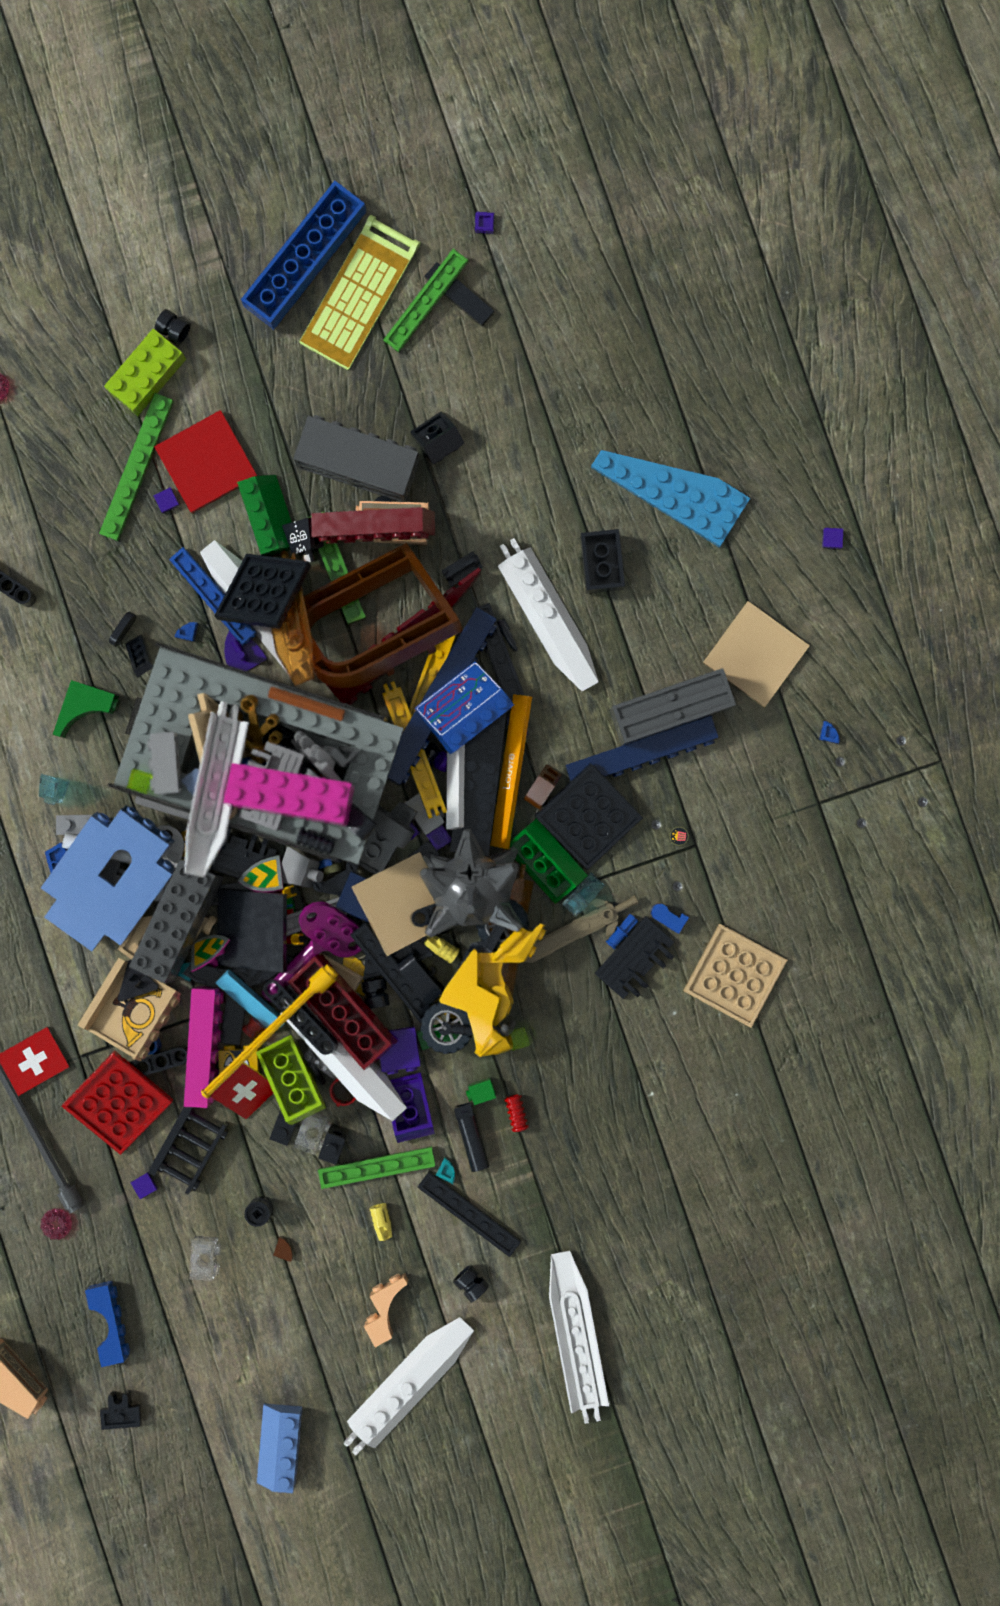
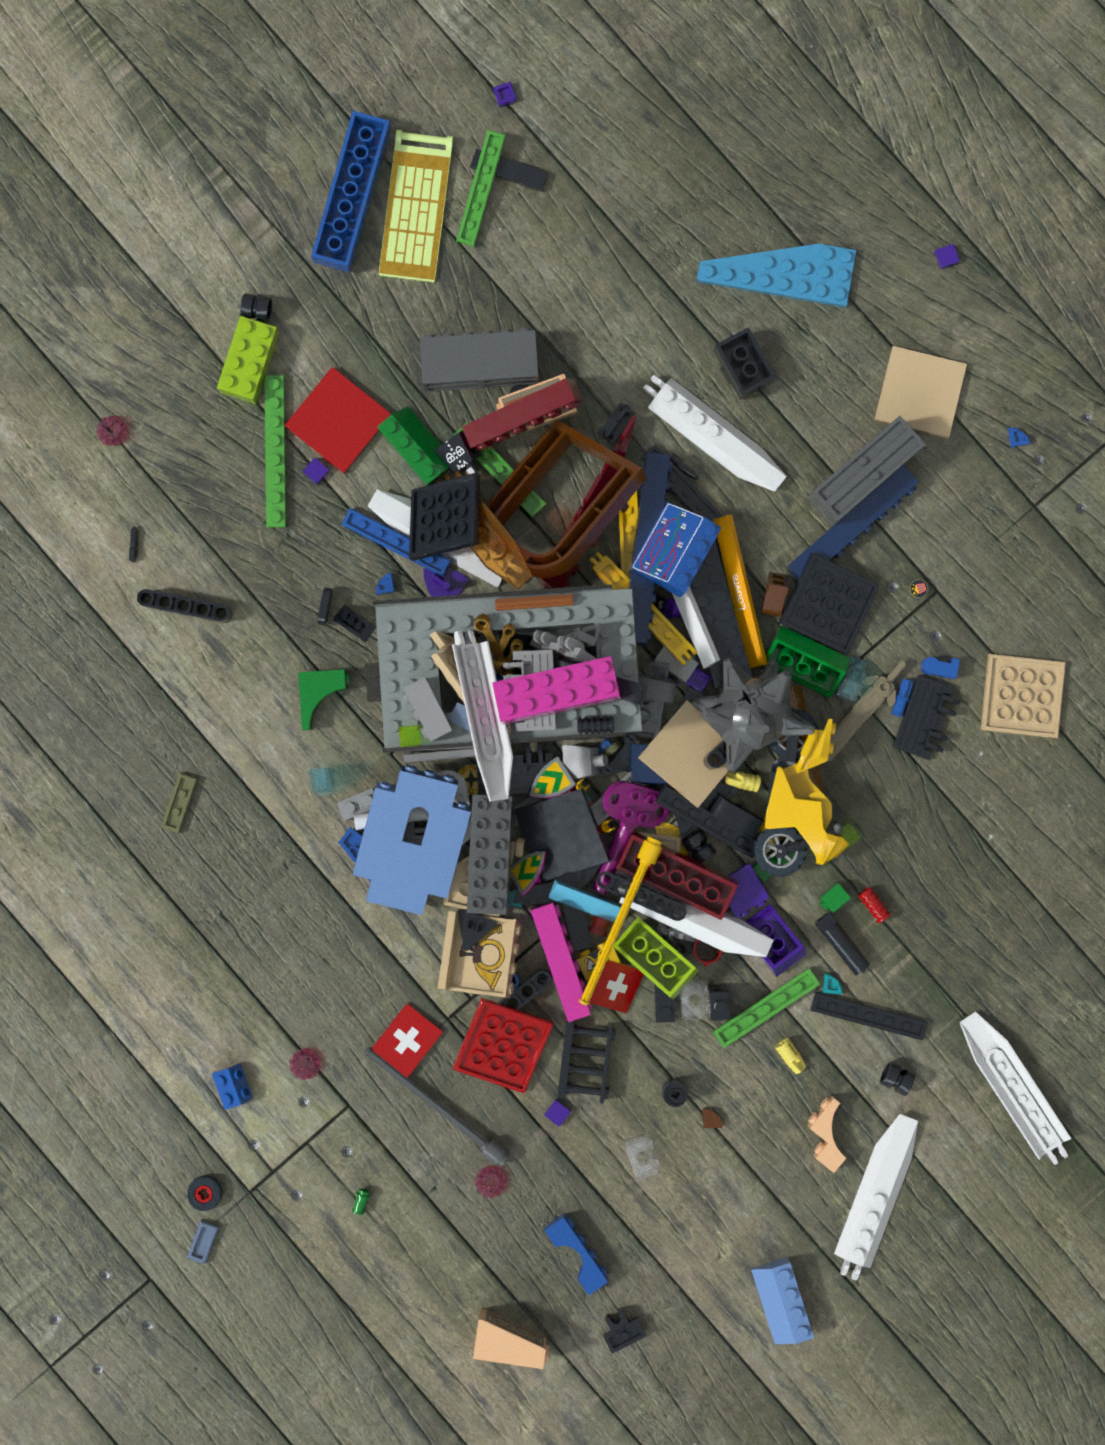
camera: 20 degrees left, 0 degrees up
(437, 437) = (544, 310): black slope -> none

